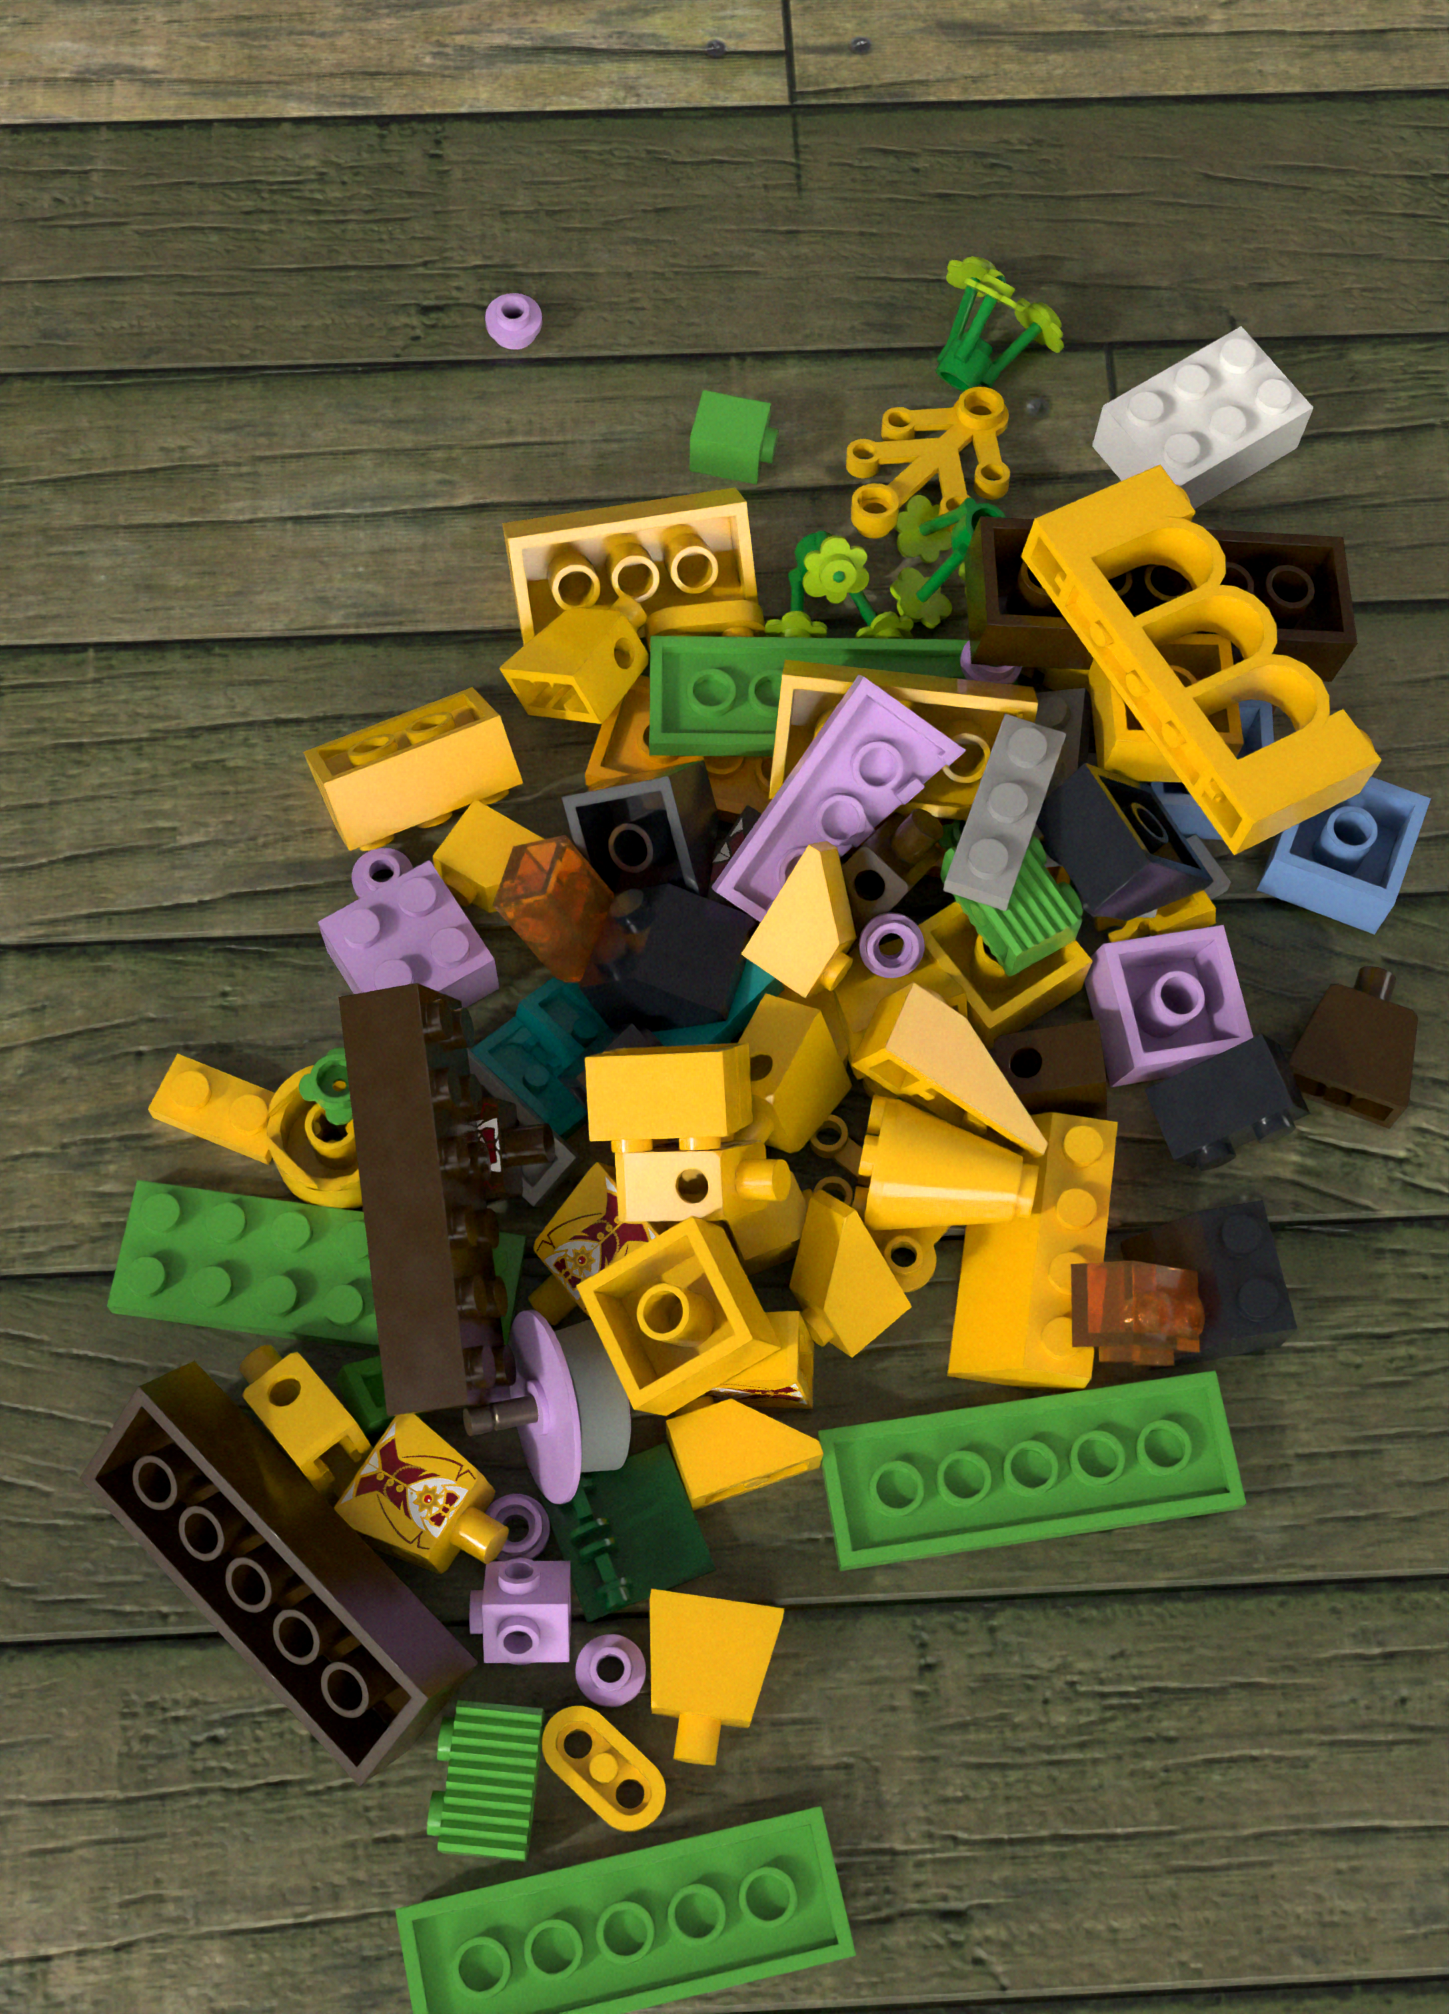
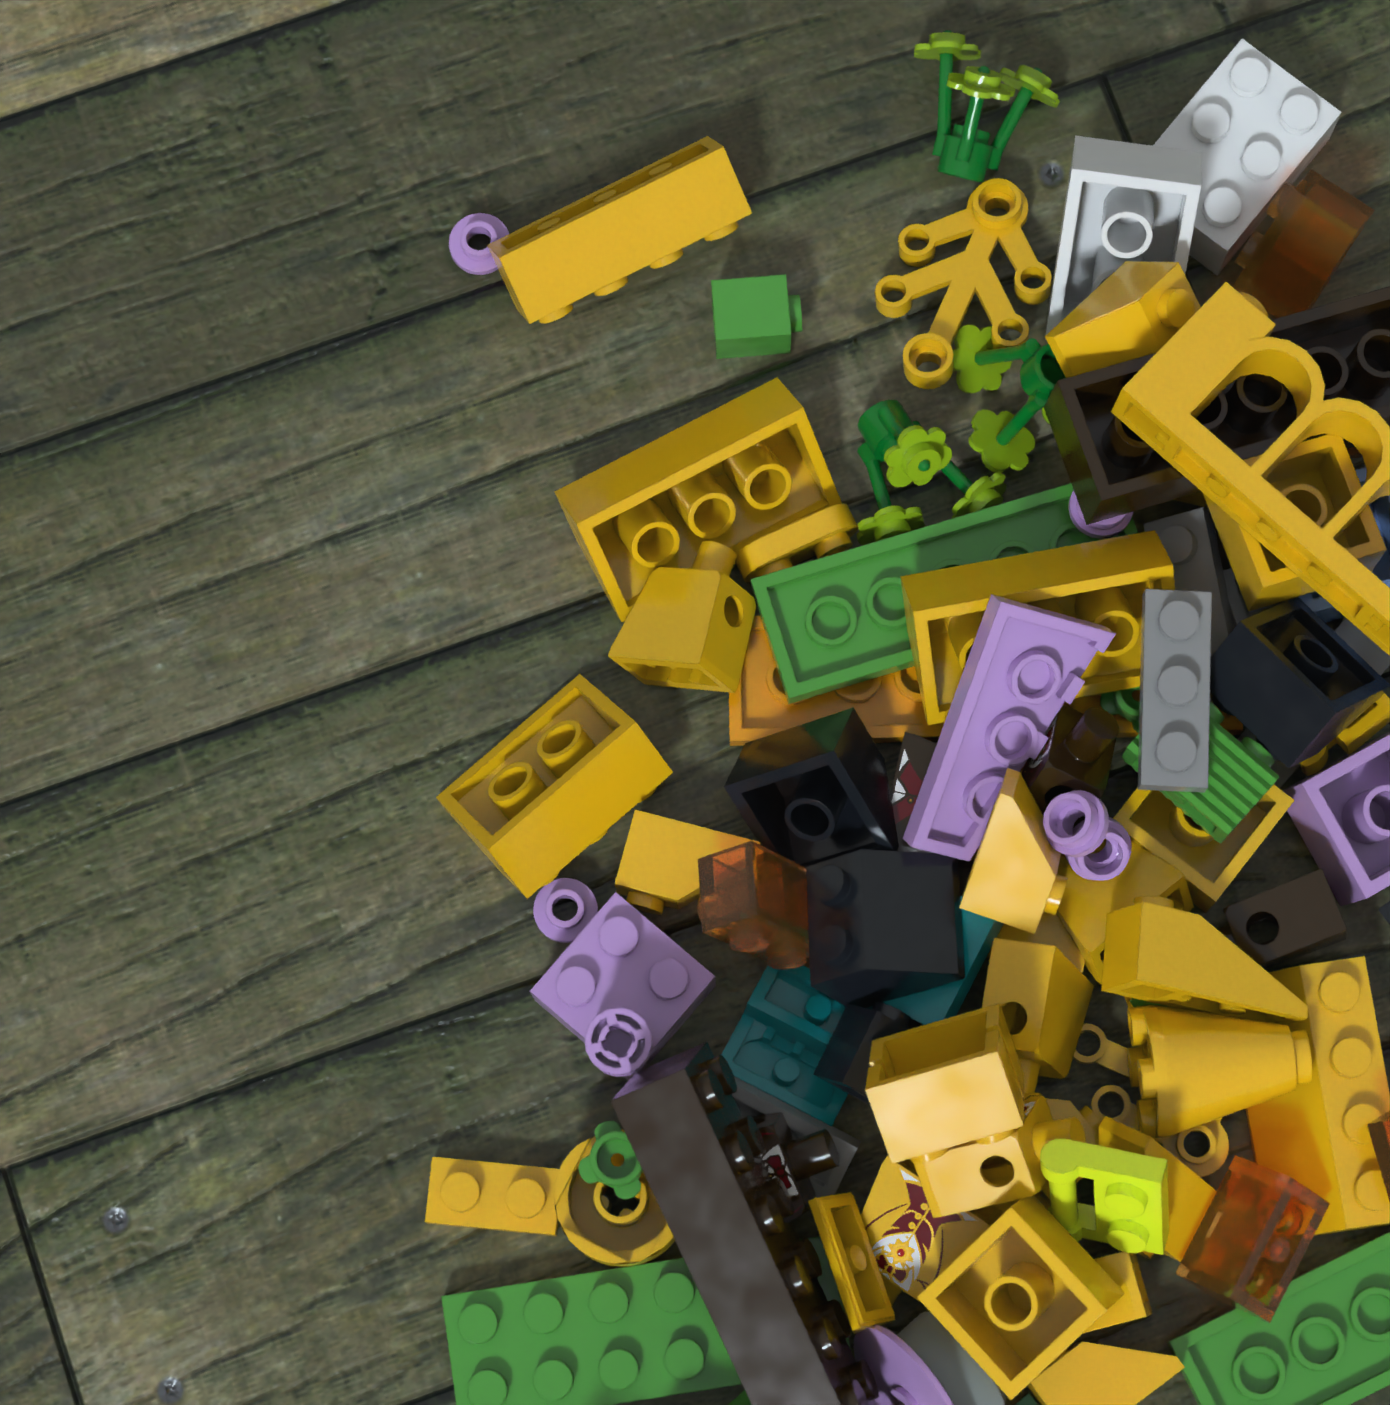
camera: 10 degrees left, 10 degrees up
(376, 953) = (622, 1051): none -> lavender wheel
(529, 1247) = (852, 1261): none -> yellow slope
(637, 334) = (620, 231): none -> yellow brick
(812, 1248) = (1128, 1195): none -> neon yellow plate
(874, 903) = (1063, 813): none -> lavender plate
(928, 1349) = (1247, 1239): none -> clear orange brick
(1053, 486) = (1124, 317): none -> yellow slope
(1081, 432) = (1120, 208): none -> white brick
(1253, 491) = (1302, 246): none -> clear orange brick

